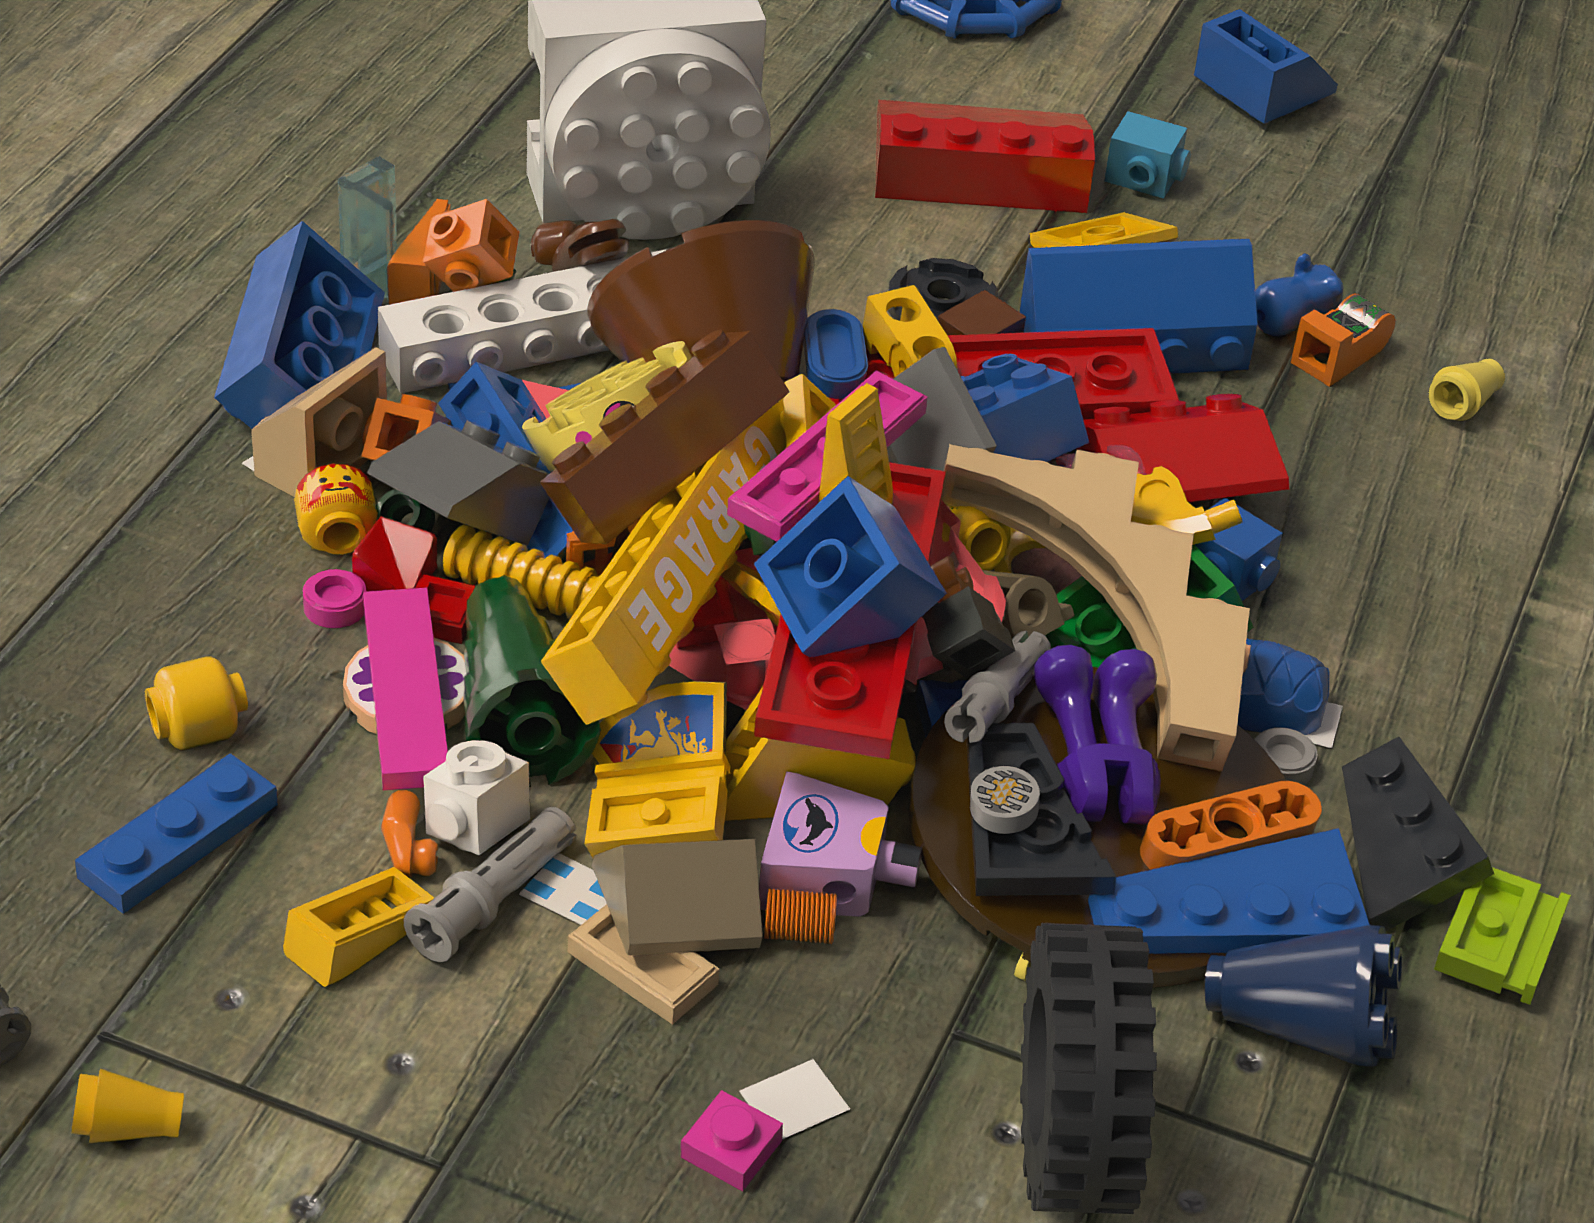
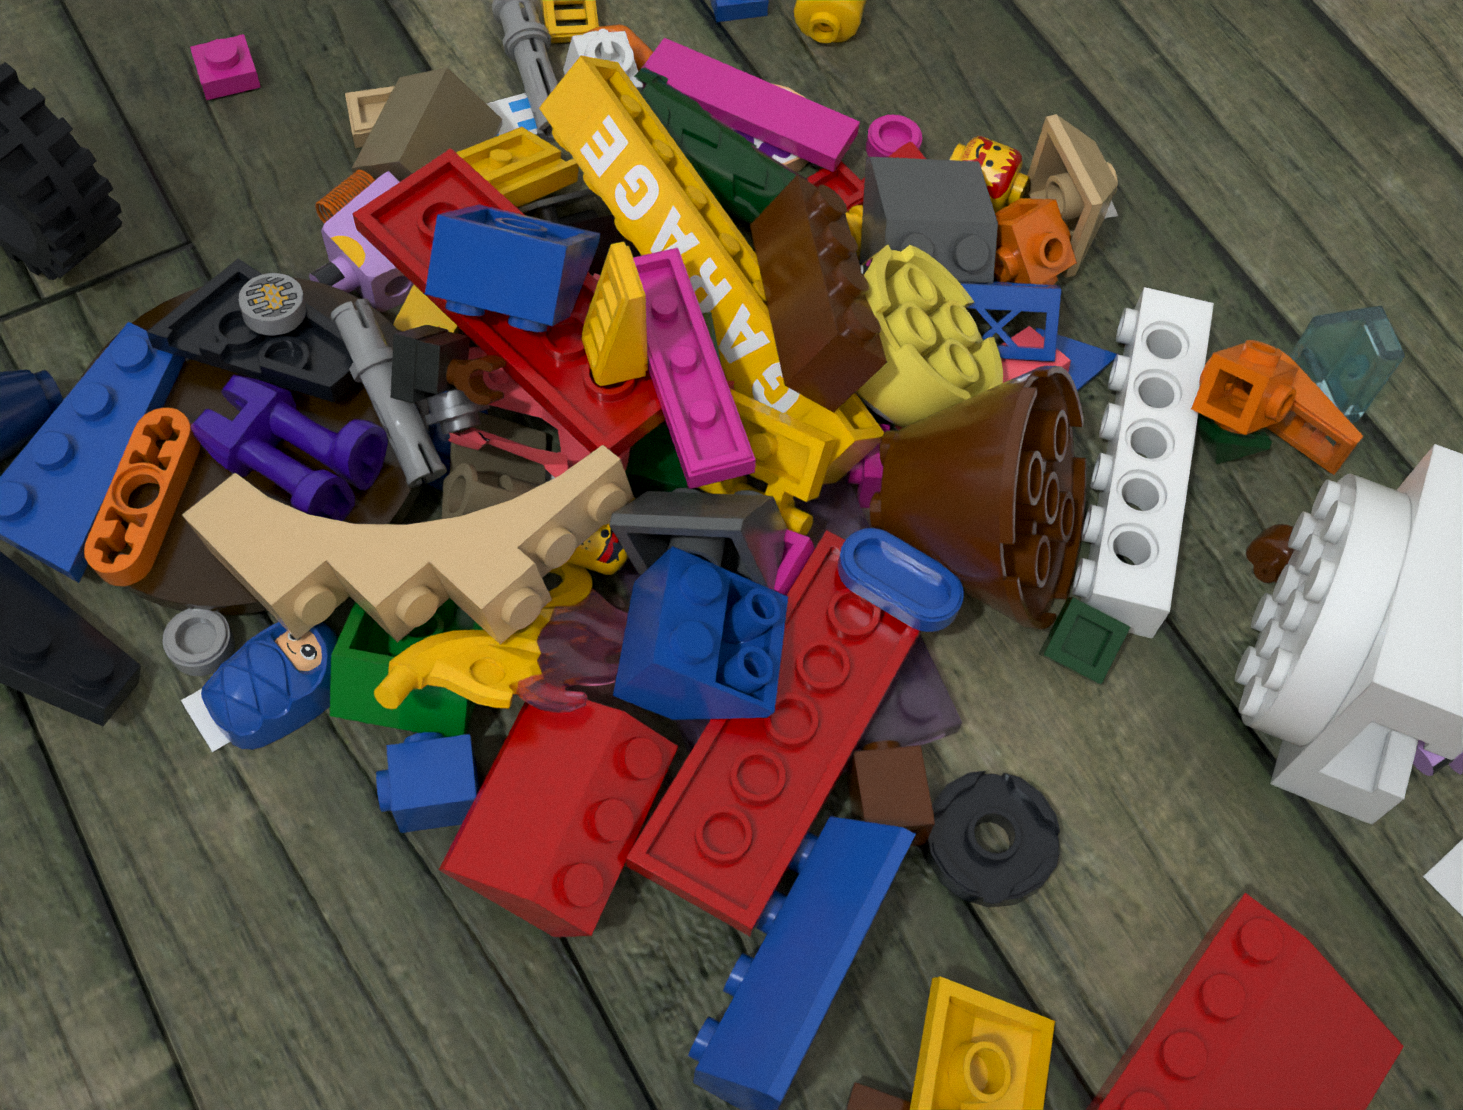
camera: 125 degrees right, 20 degrees up
(297, 324) = (1202, 245): blue slope -> none
(591, 244) = (1214, 520): reddish brown arm -> none
(796, 1098) = (228, 126): white sticker -> none
(905, 340) = (855, 630): yellow leg -> none

